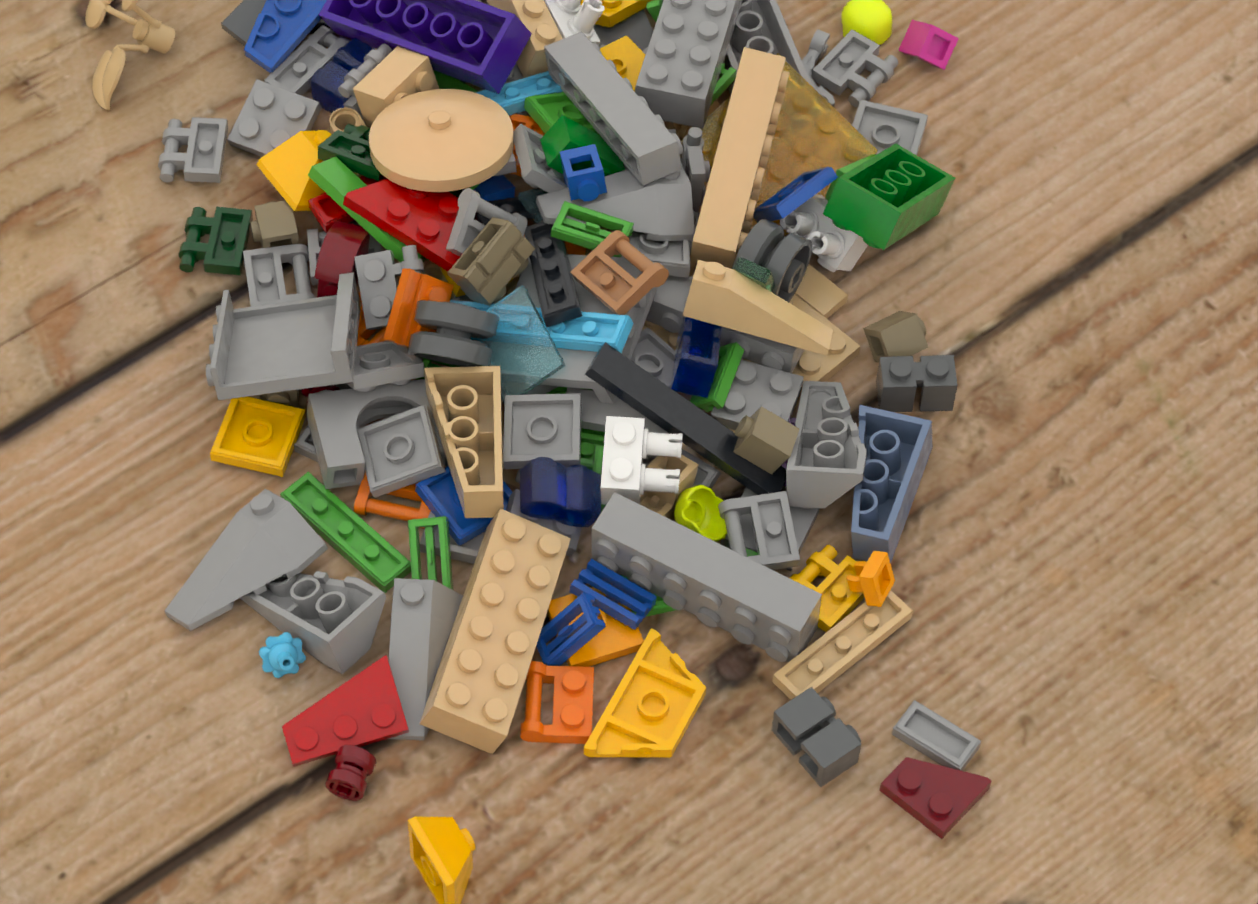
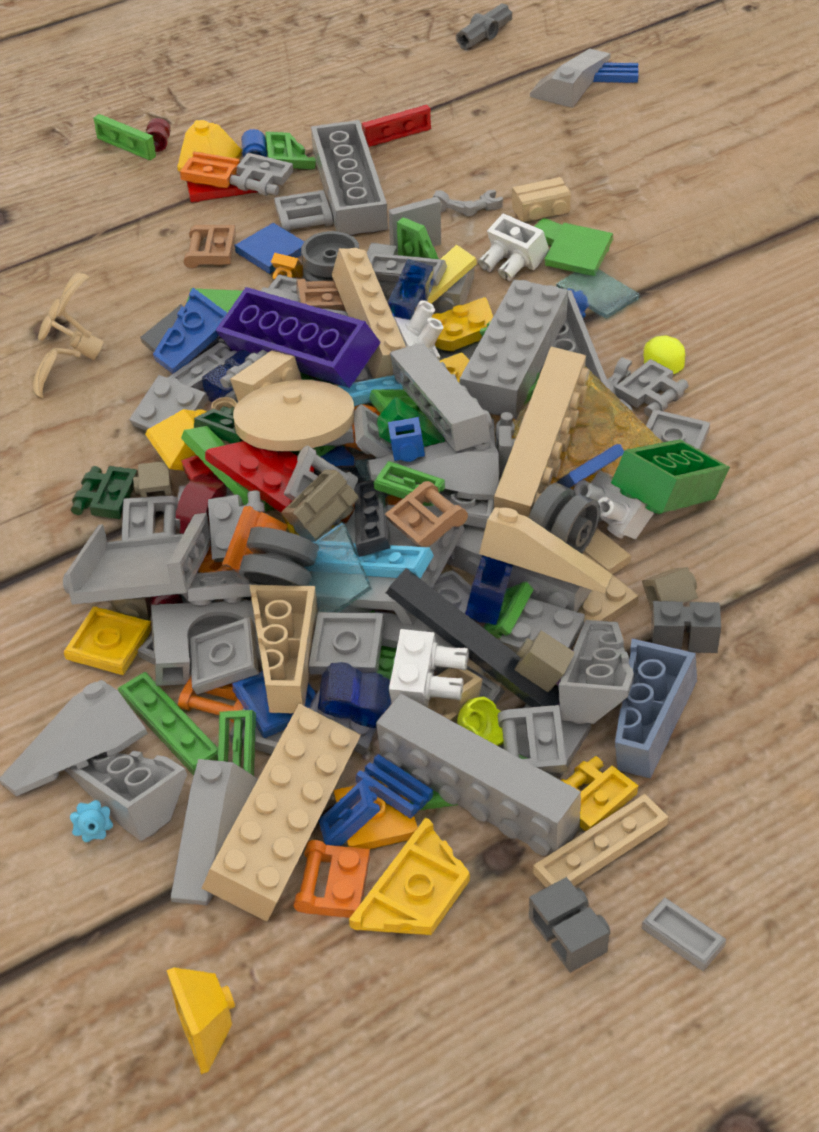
camera: 10 degrees right, 10 degrees down
(204, 153) = (108, 429): light grey plate -> none
(351, 770) = (131, 929): dark red wheel -> none
(353, 714) = (140, 879): red wing -> none
(755, 272) = (546, 521): clear green tile -> none
(873, 578) = (633, 785): light orange tile -> none
(928, 43) = (715, 371): dark pink panel -> none
(934, 793) = (678, 985): dark red wing -> none

